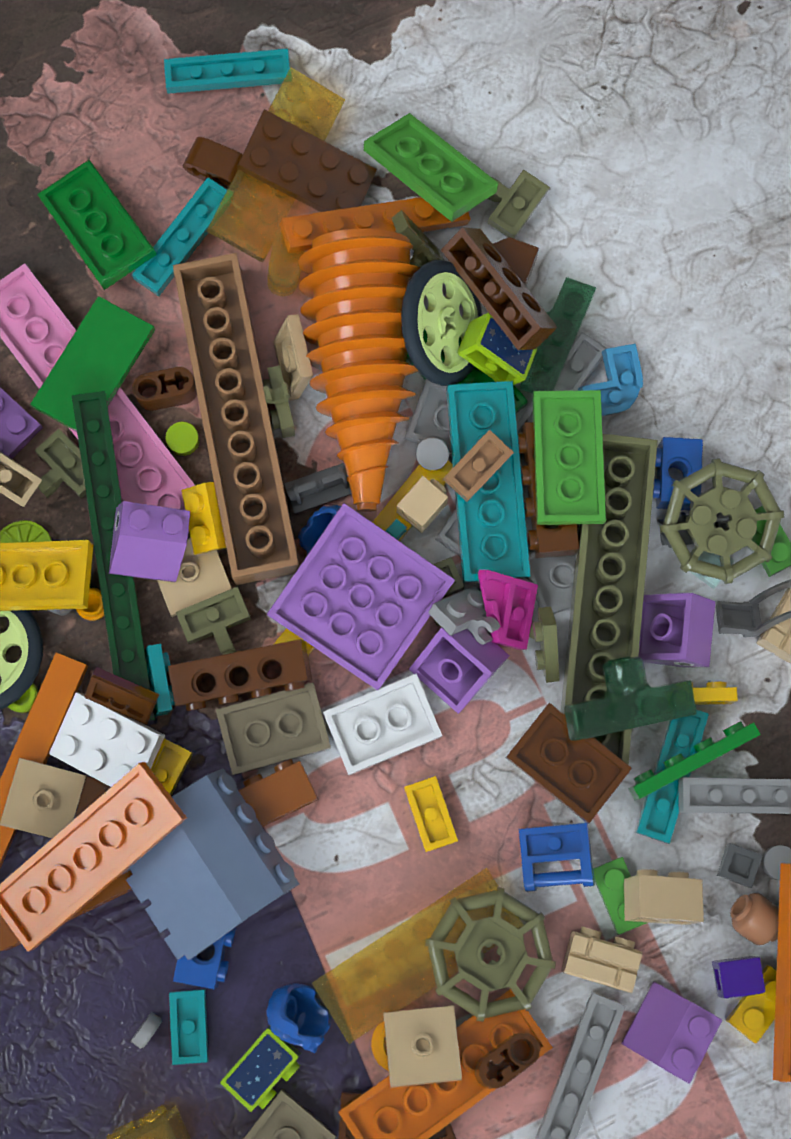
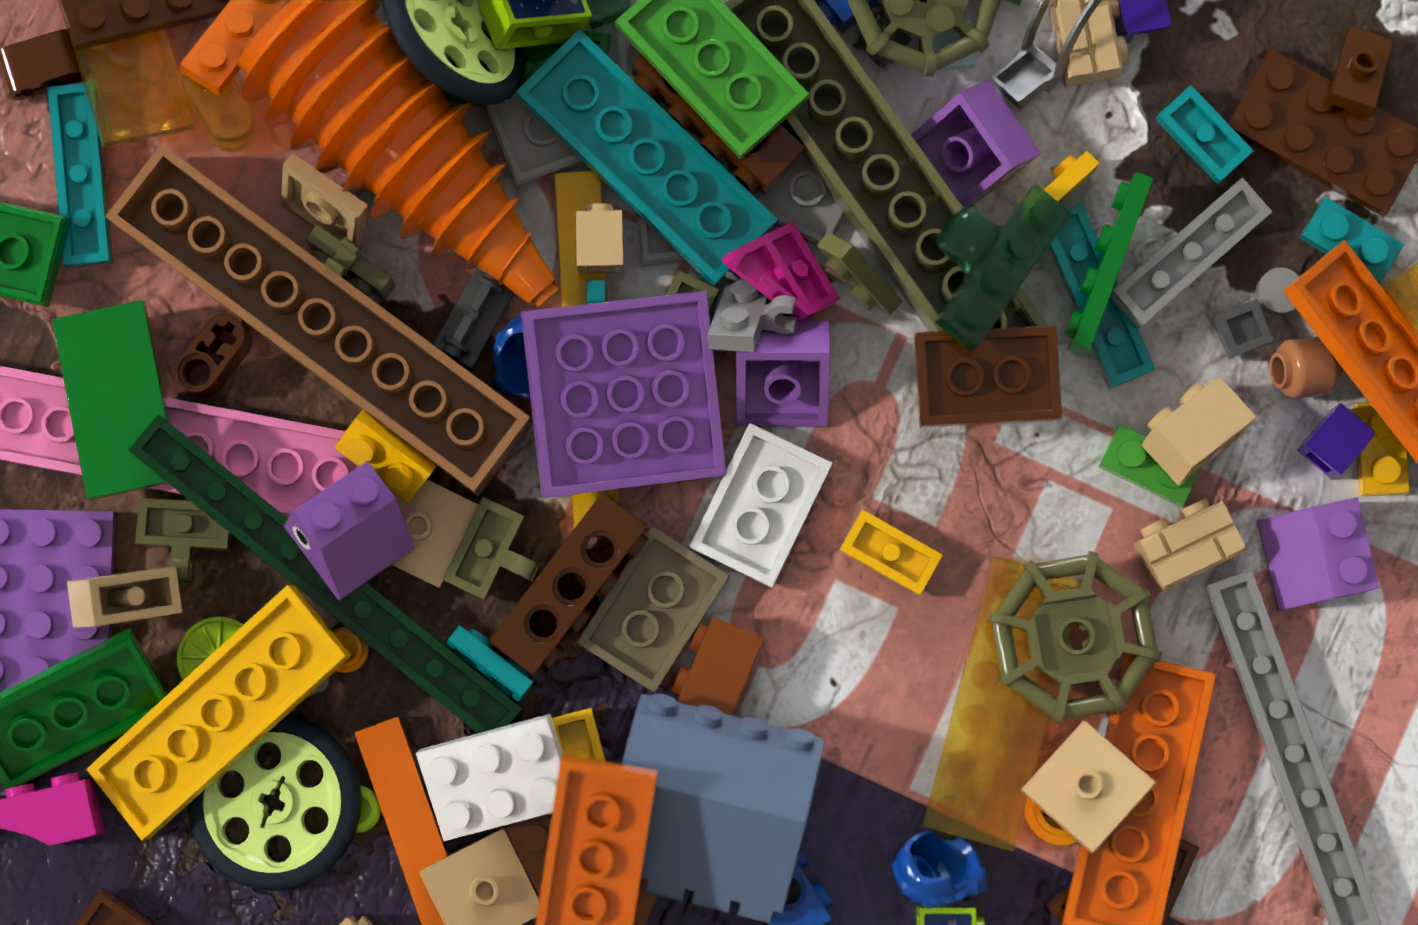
camera: 40 degrees left, 5 degrees up
(121, 695) = (469, 713): reddish brown plate -> none
(182, 438) = (279, 393): lime tile -> none
(432, 453) = (561, 177): light grey tile -> none
(478, 465) = (625, 150): medium nougat plate -> none
(505, 1073) = (1194, 738): reddish brown beam -> none
(553, 845) = (1043, 471): blue plate -> none

